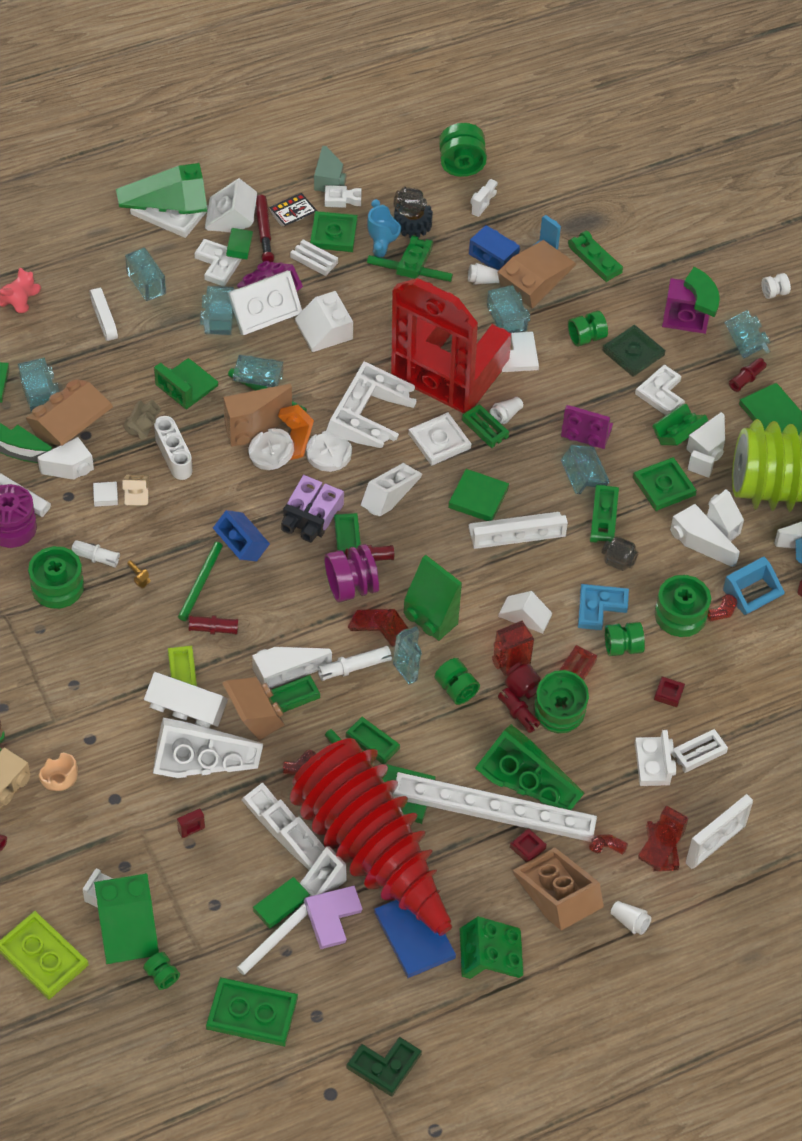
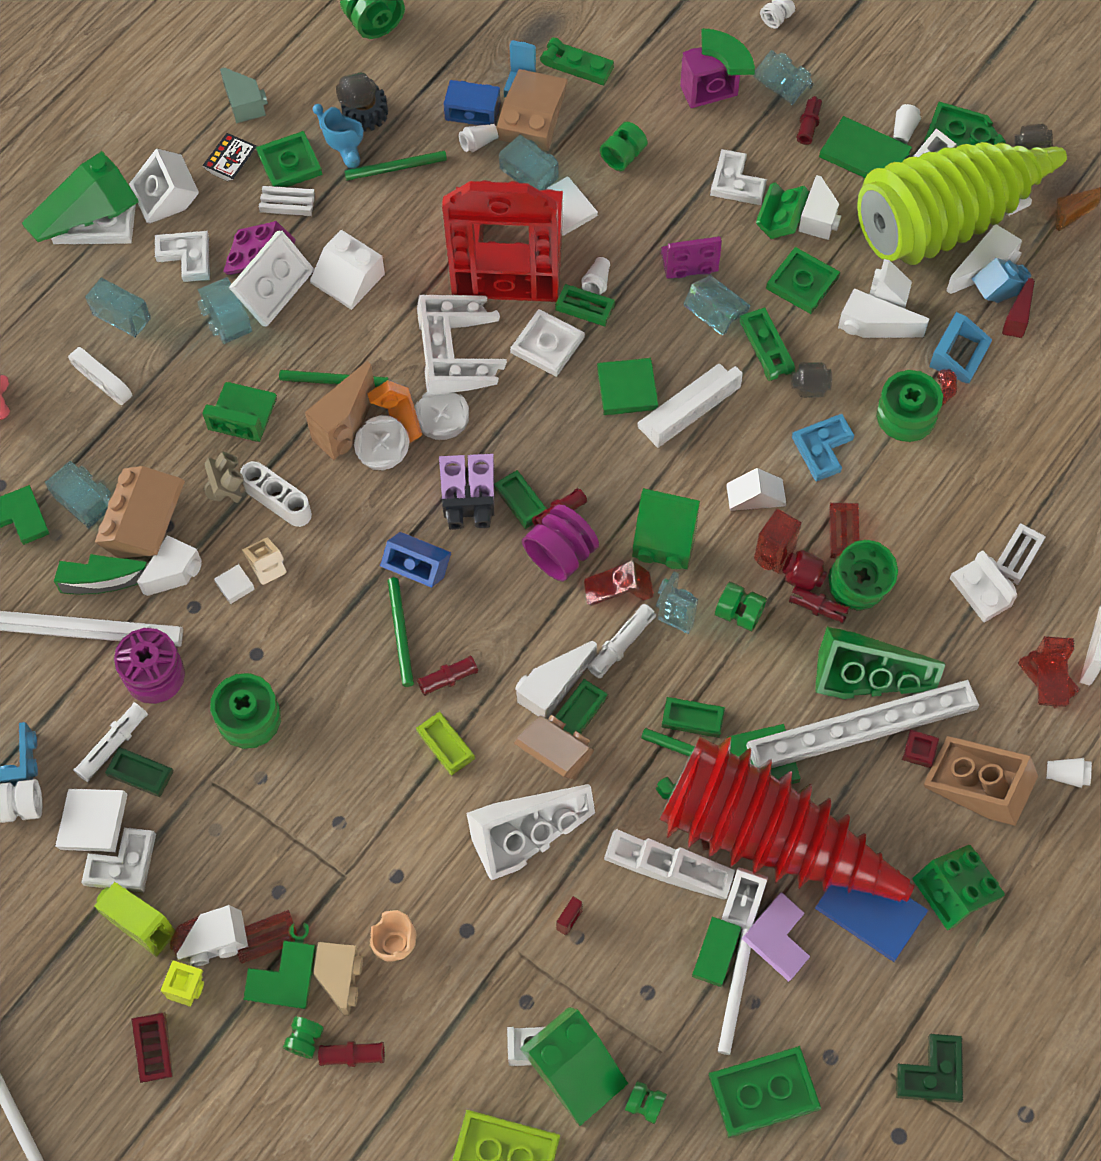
camera: 25 degrees left, 10 degrees up
(95, 553) = (268, 659): white axle -> none
(141, 577) = (336, 659): pearl gold hand -> none
(185, 700) = (476, 779): white brick -> none
(239, 243) = (198, 223): green tile -> none
(258, 371) = (313, 360): clear light blue bracket -> none
(264, 227) = (212, 192): dark red piece -> none
(293, 767) = (641, 784): clear red arm -> none
(339, 195) = (271, 119): white plate -> none
(389, 489) = (535, 425): white slope -> none
(414, 257) = (395, 151): green plate -> none
(482, 198) = (422, 53): white plate -> none
(609, 841) = (994, 701): clear red arm -> none
(626, 638) = (877, 471): green wheel -> none
(633, 350) = (680, 148): clear green tile -> none
(669, 692) = (950, 505): dark red tile -> none
(701, 463) = (827, 240): white tile -> none

